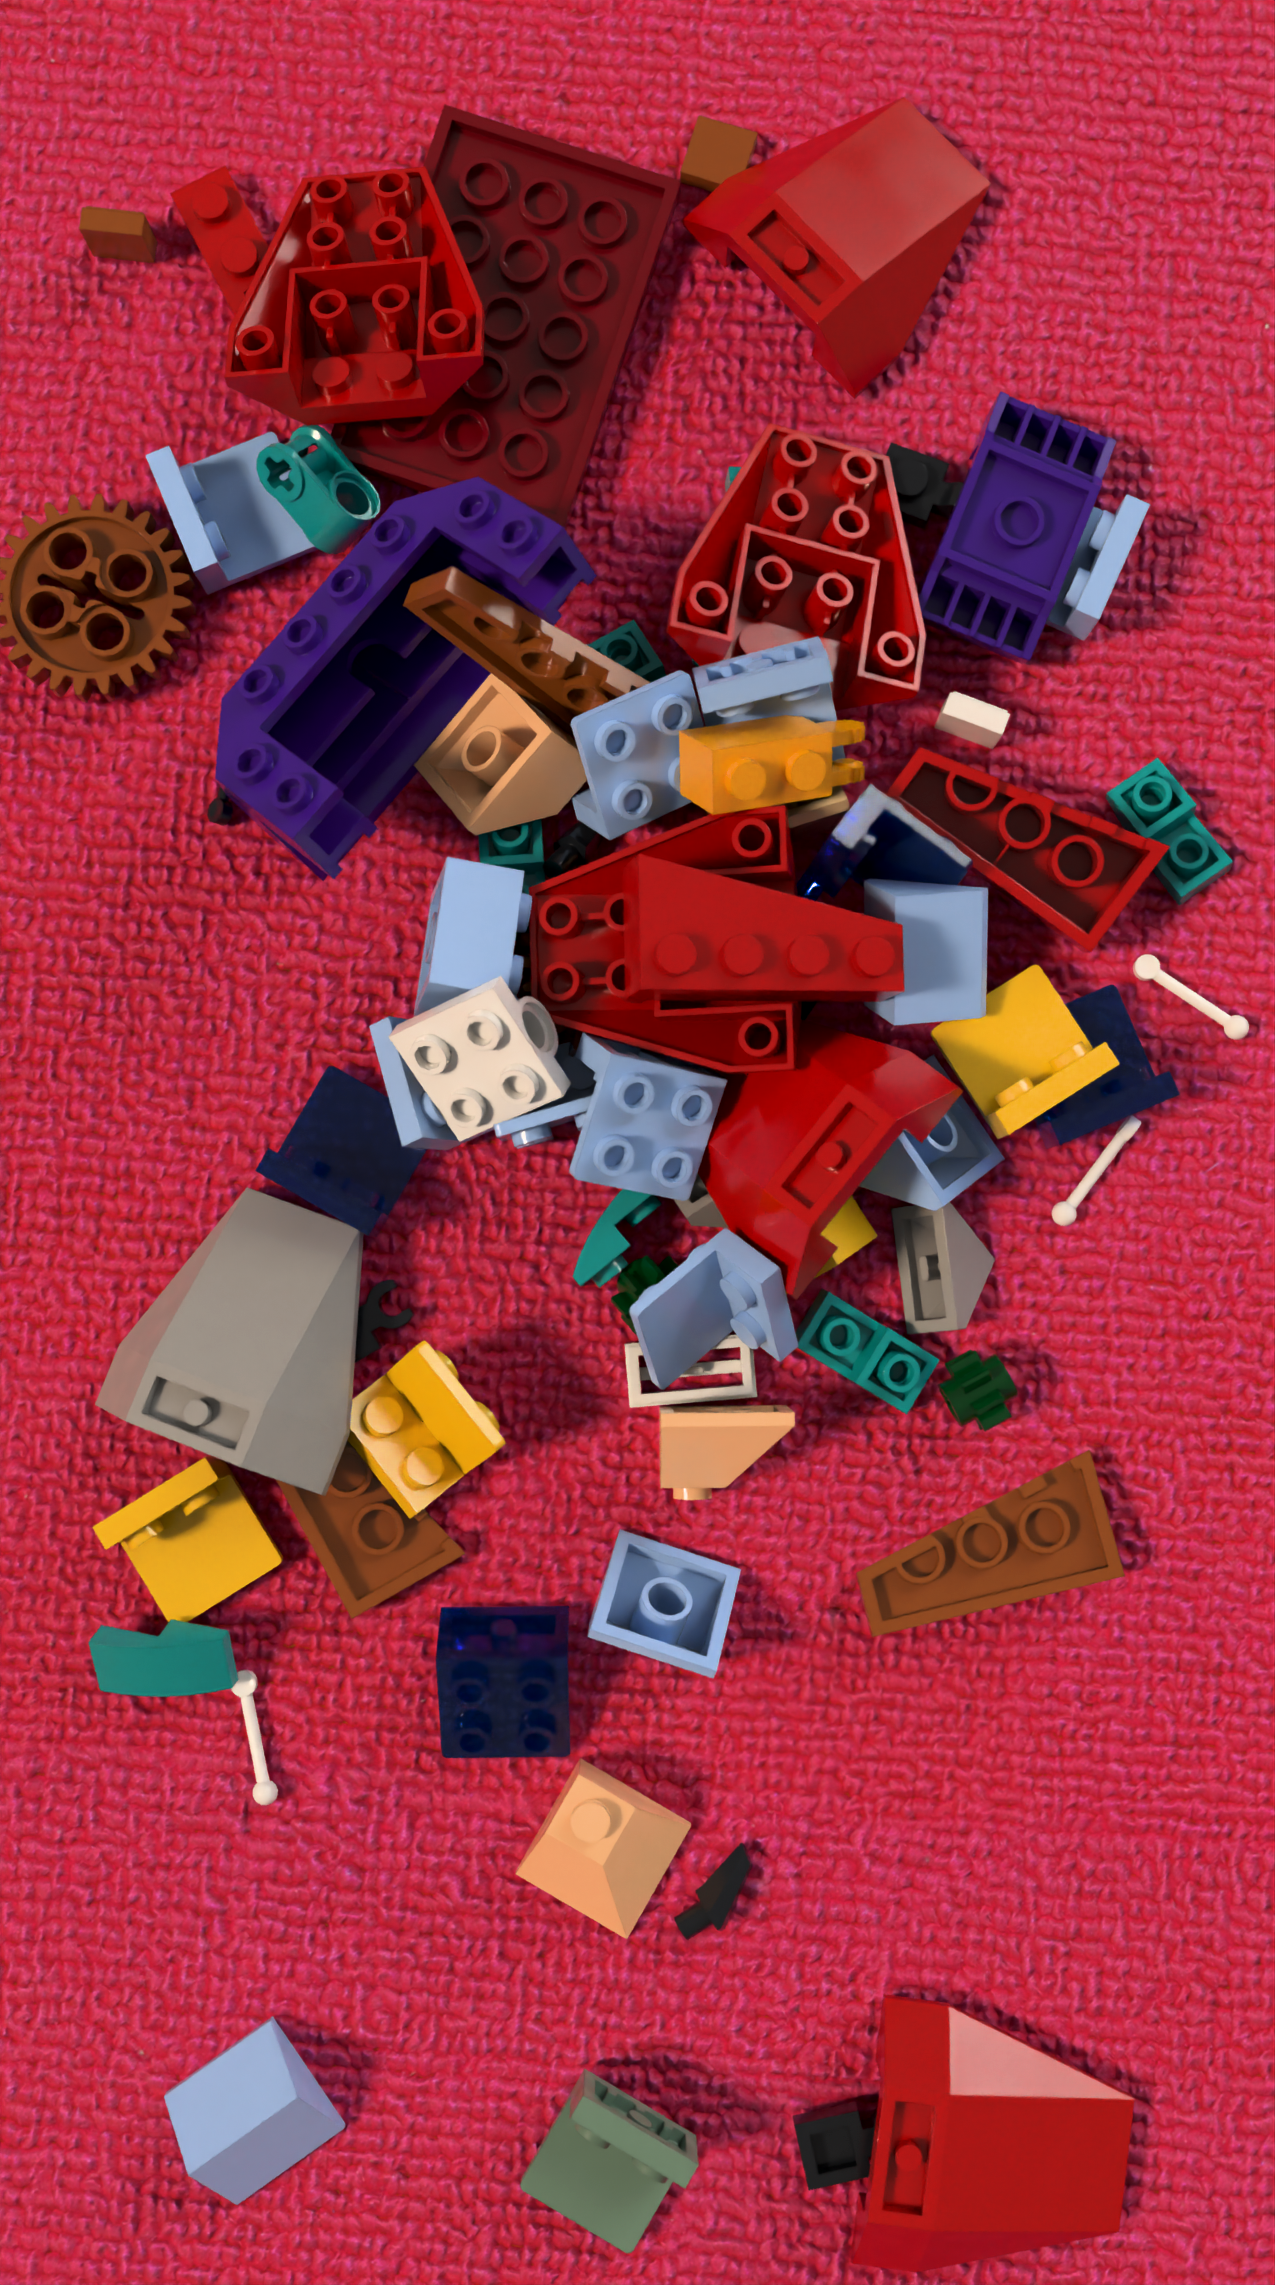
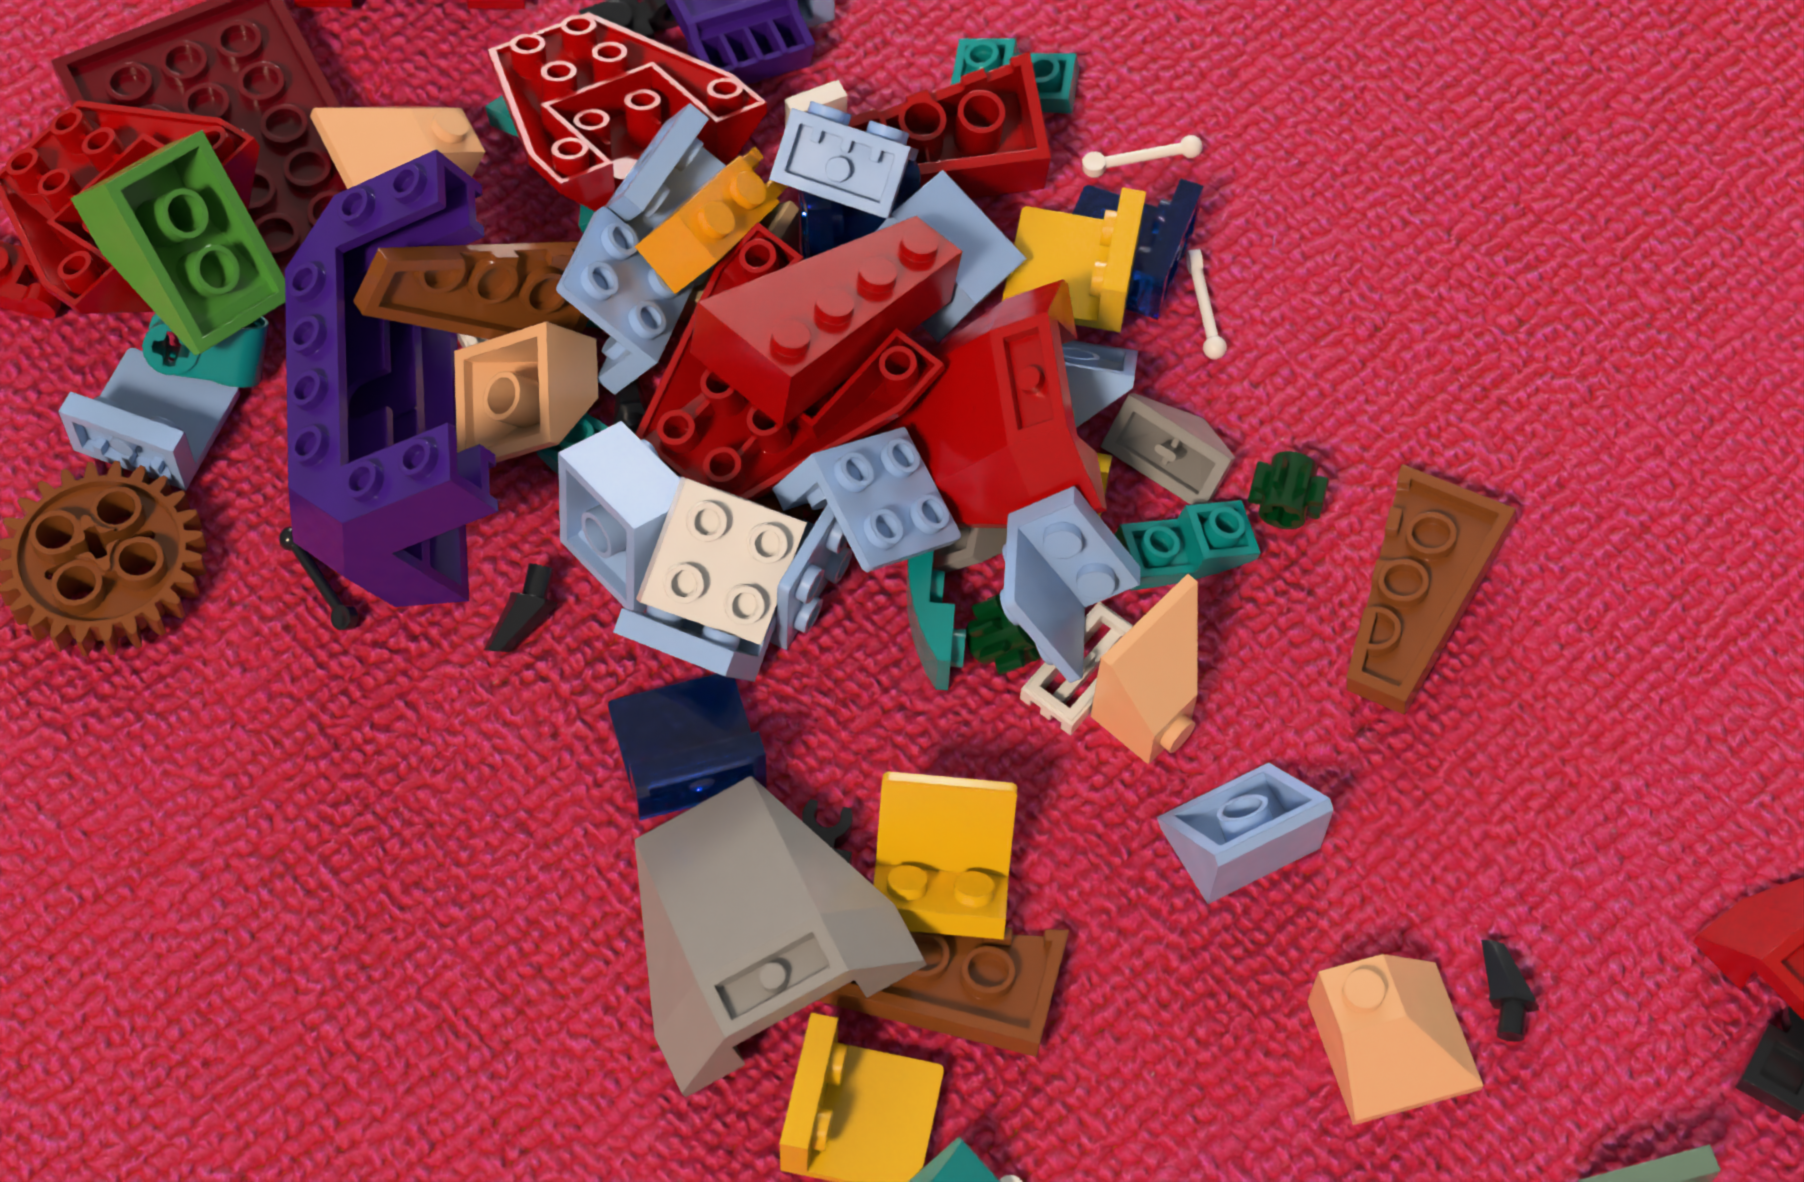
camera: 45 degrees left, 25 degrees down
(345, 931) = (523, 610): none -> black bar
(347, 399) = (184, 242): none -> bright green slope
(503, 1681) = (1201, 989): clear blue bracket -> none
(620, 444) = (382, 138): none -> light nougat slope
(908, 814) = (842, 162): none -> light blue bracket

